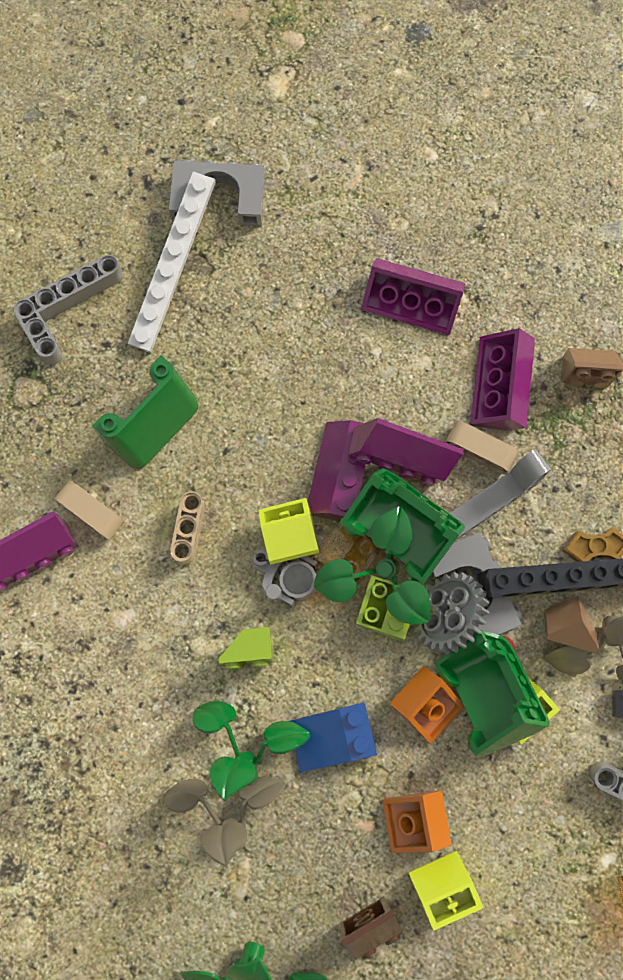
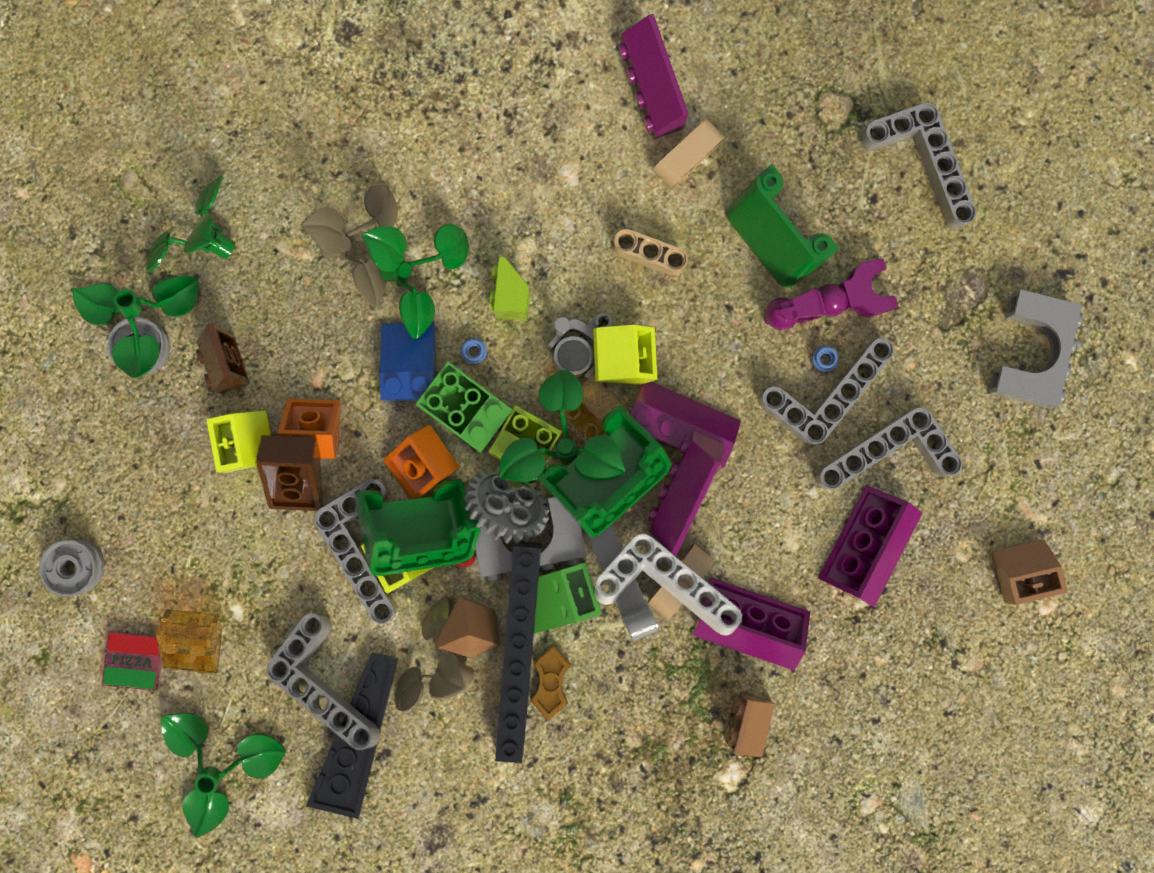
camera: 90 degrees right, 10 degrees up
(171, 262) = (958, 284): white plate -> none
(203, 361) = (833, 299): none -> magenta piece
(254, 354) = (832, 355): none -> medium blue plate
(290, 347) = (833, 398): none -> light grey beam
(318, 676) = (470, 343): none -> medium blue plate
(325, 295) = (887, 445): none -> light grey beam
(368, 671) = (464, 407): none -> bright green slope
(408, 168) = (1028, 572): none -> medium nougat slope
(465, 831) = (290, 472): none -> reddish brown slope
(487, 452) = (668, 580): none -> white beam
(520, 542) = (565, 598): none -> bright green slope
(523, 752) = (354, 549): none -> light grey beam

